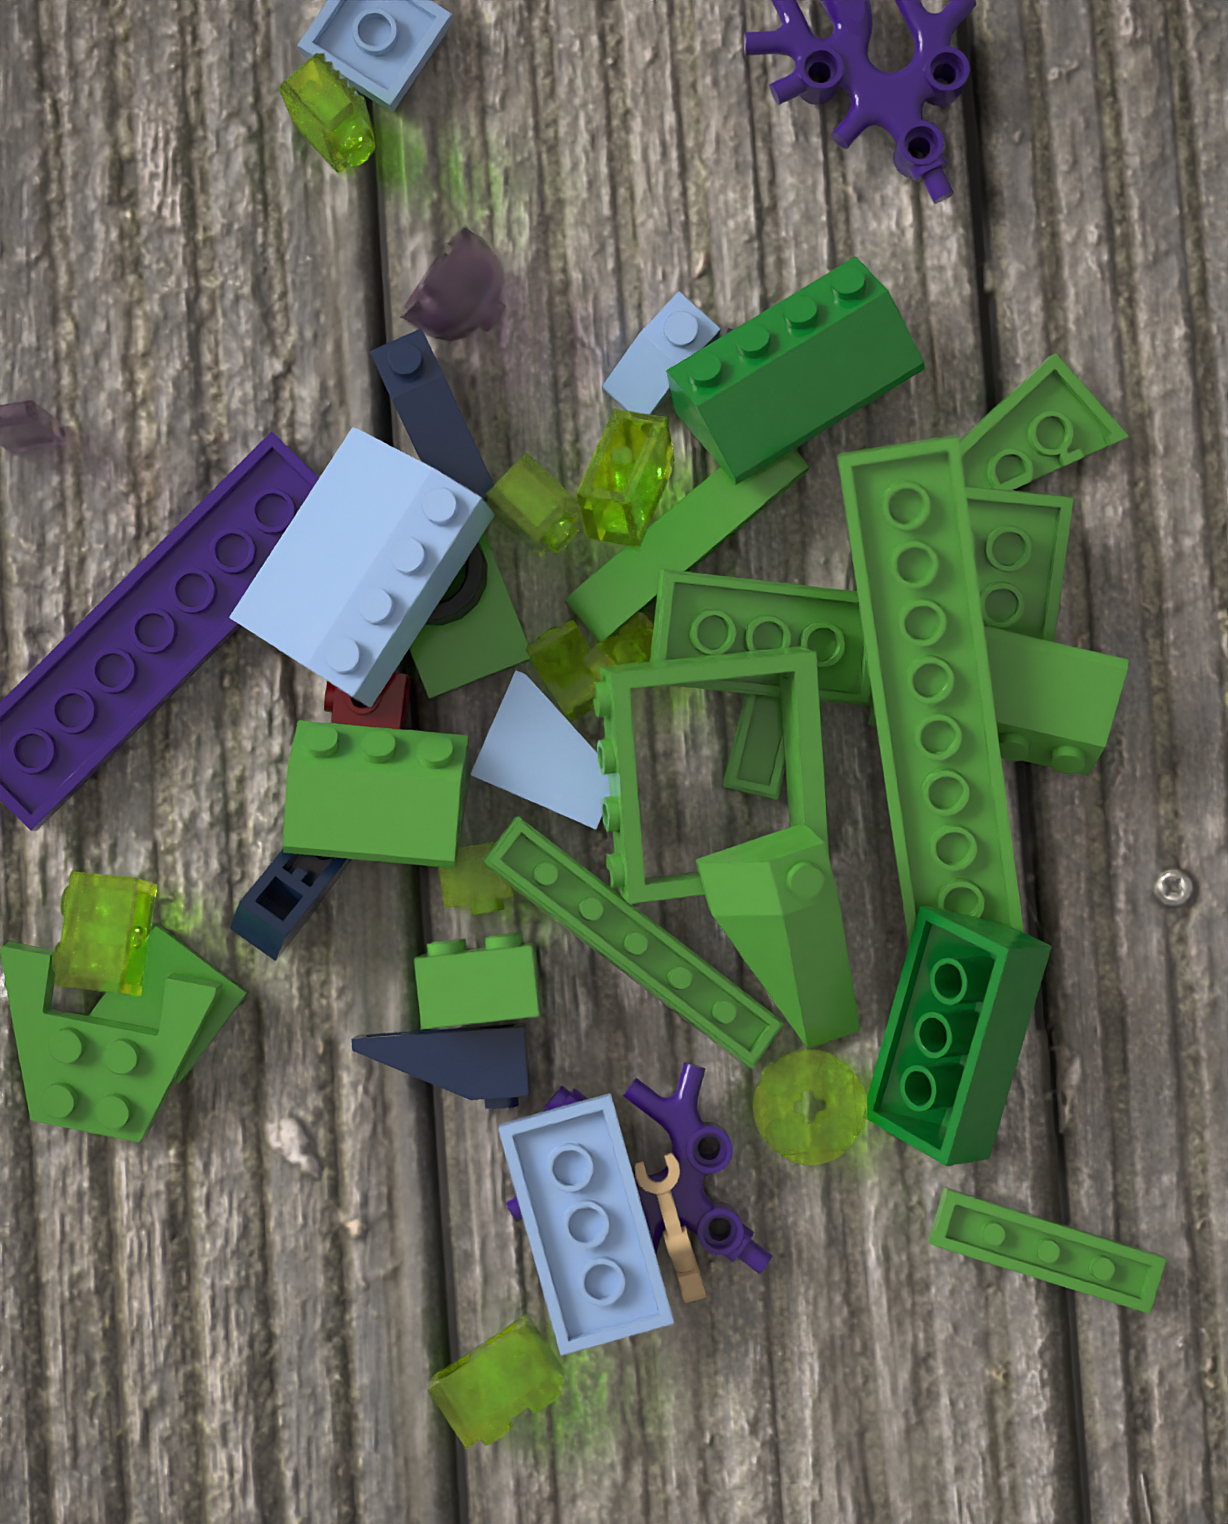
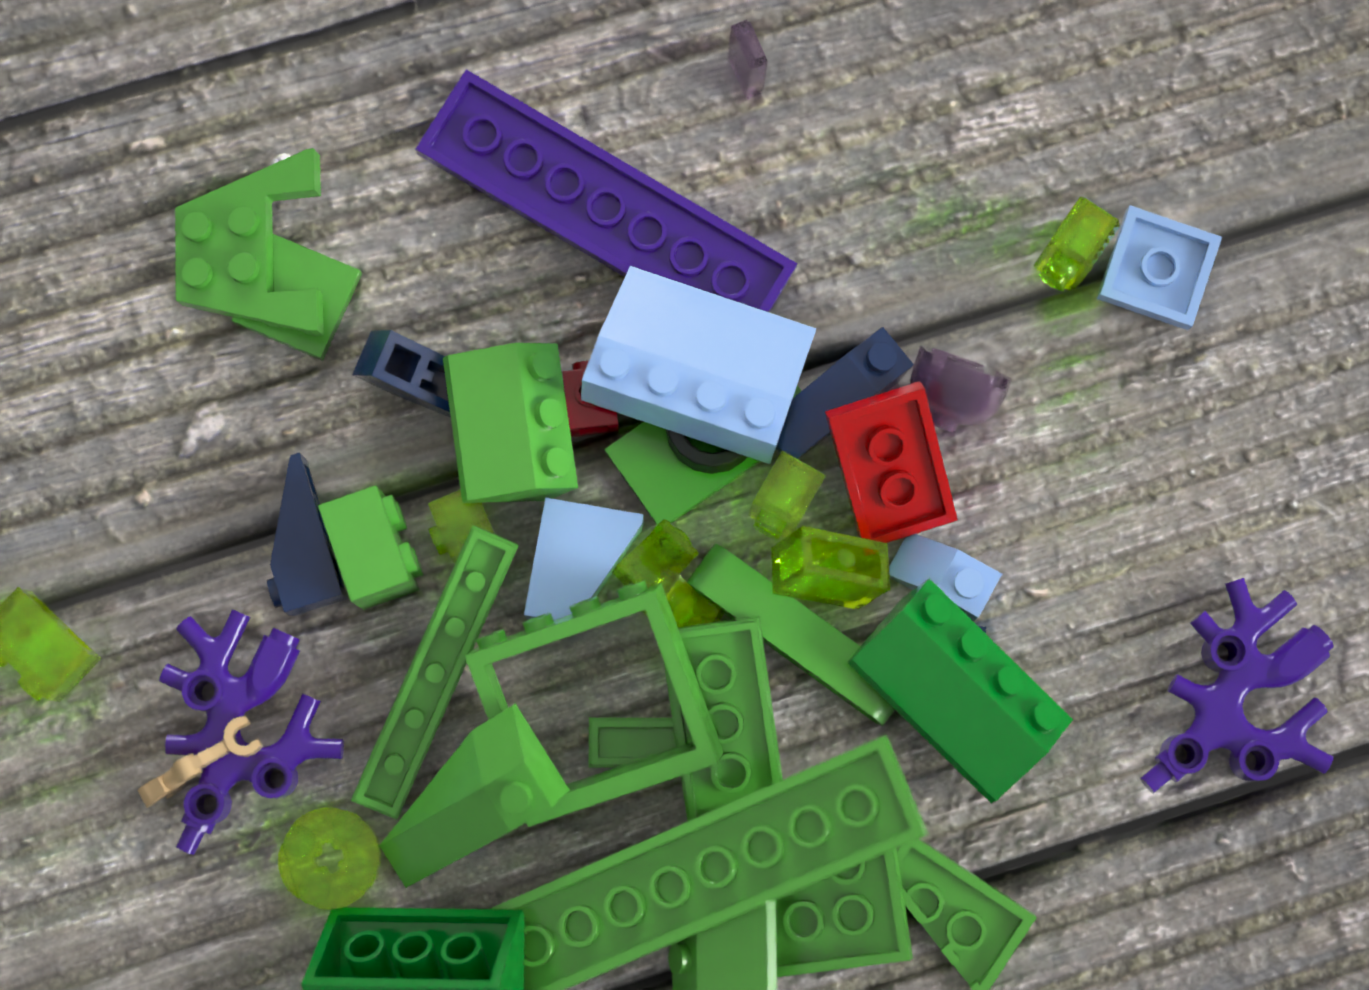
camera: 75 degrees right, 5 degrees down
(104, 933) = (342, 229): clear neon green brick -> none
(526, 381) = (892, 464): none -> red plate
(585, 1224) = (185, 685): light blue plate -> none

